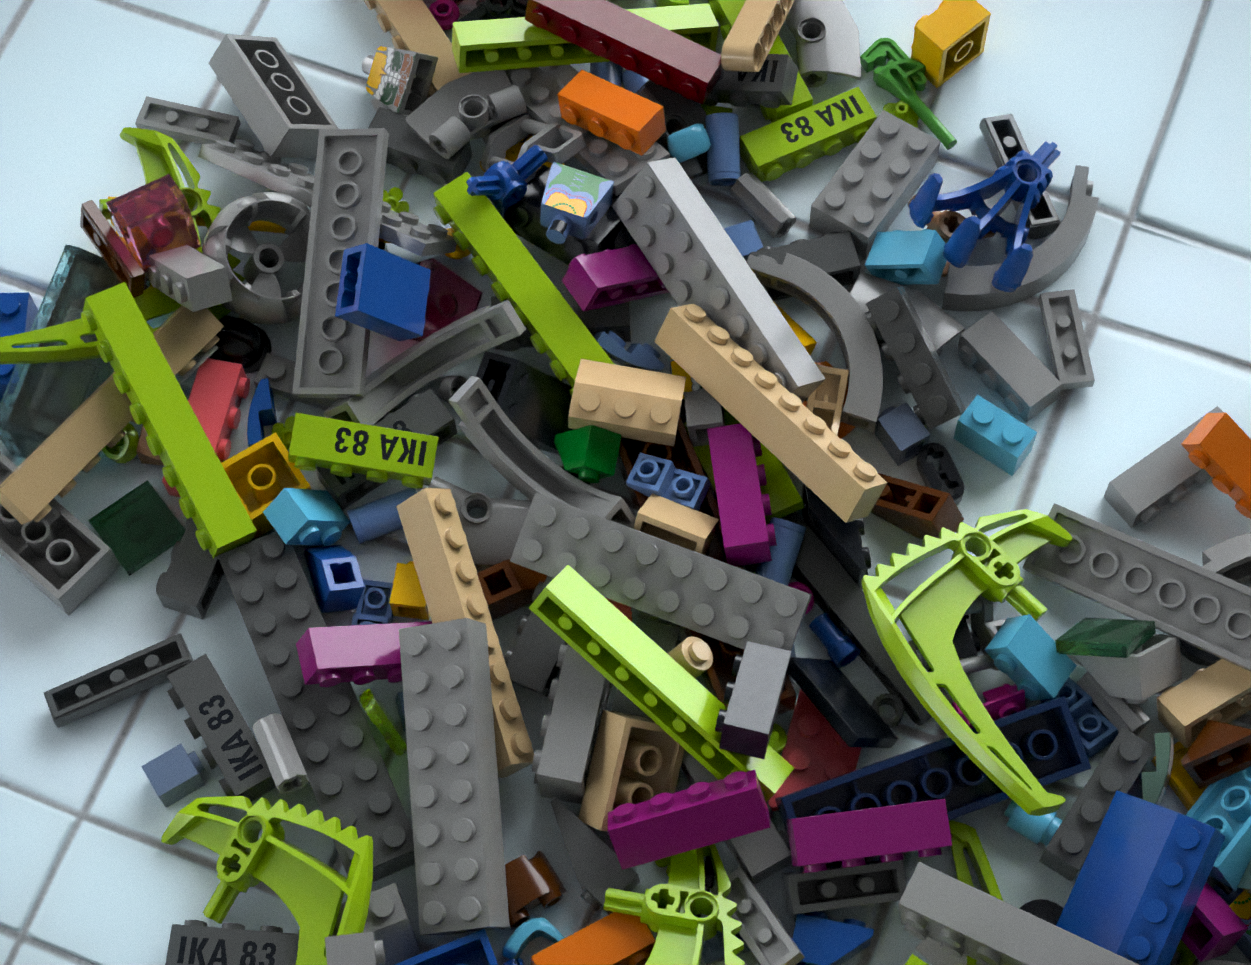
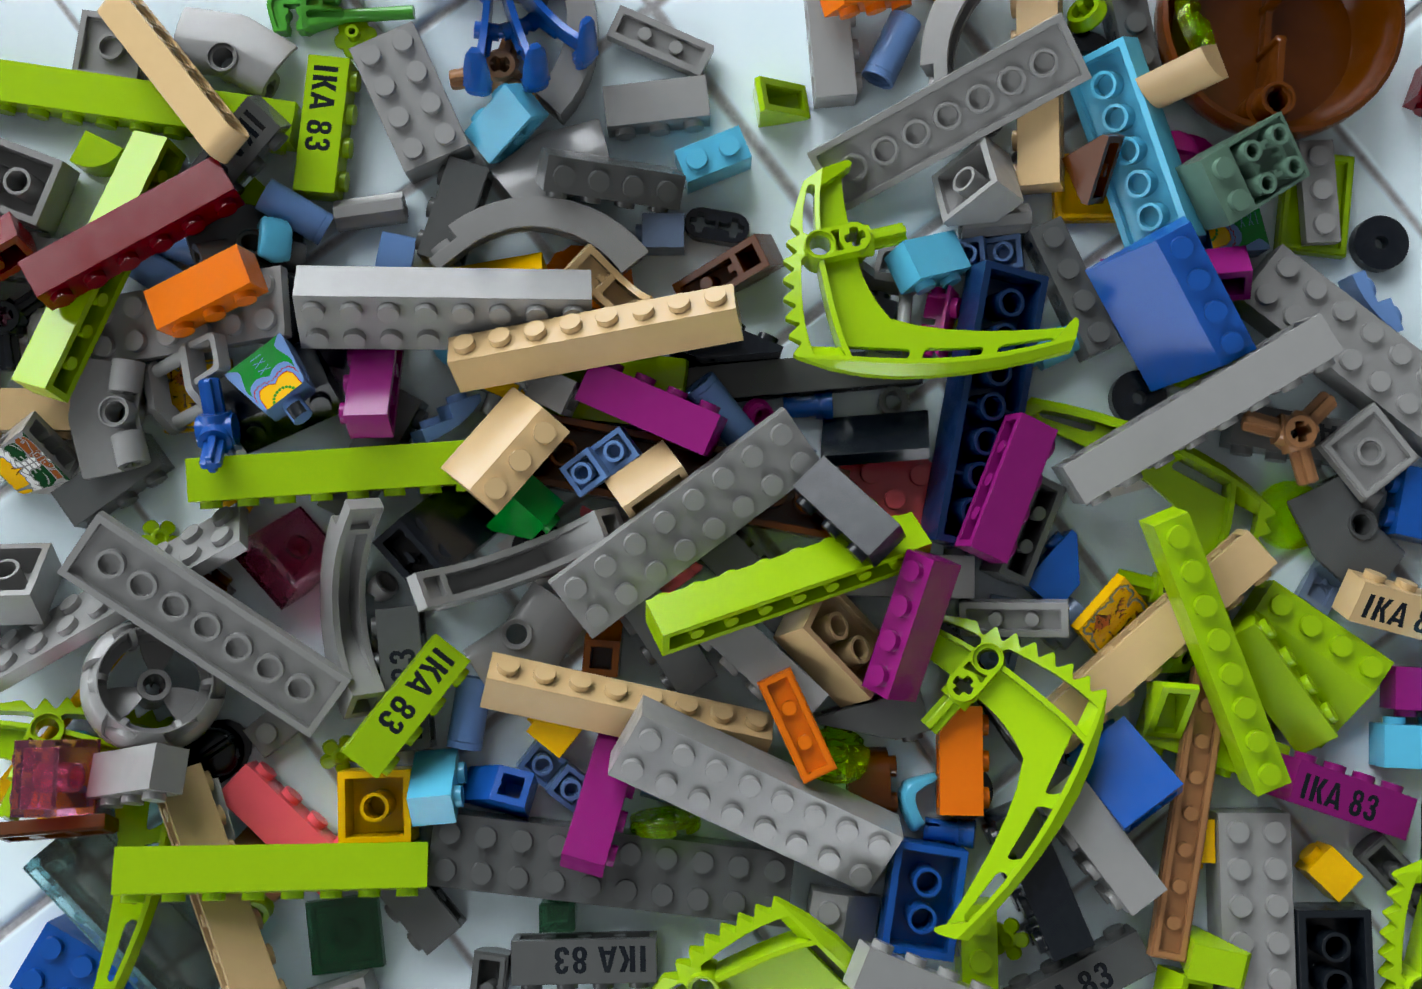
camera: 65 degrees left, 20 degrees up
(250, 683) = (557, 916): none -> clear green slope
(261, 412) = (299, 767): blue slope -> none
(280, 753) = (644, 927): light grey axle -> none
(383, 292) = (267, 608): blue brick -> none
(530, 834) = (848, 754): none -> clear neon green tile
(536, 767) = (796, 725): none -> orange tile
(693, 655) = (771, 539): tan brick -> none
(1085, 459) = (779, 102): none -> lime slope
(1105, 637) = (951, 192): clear green tile -> none
(1156, 782) = (1080, 230): sand green slope -> none
(1200, 525) = (891, 49): none -> medium blue pin

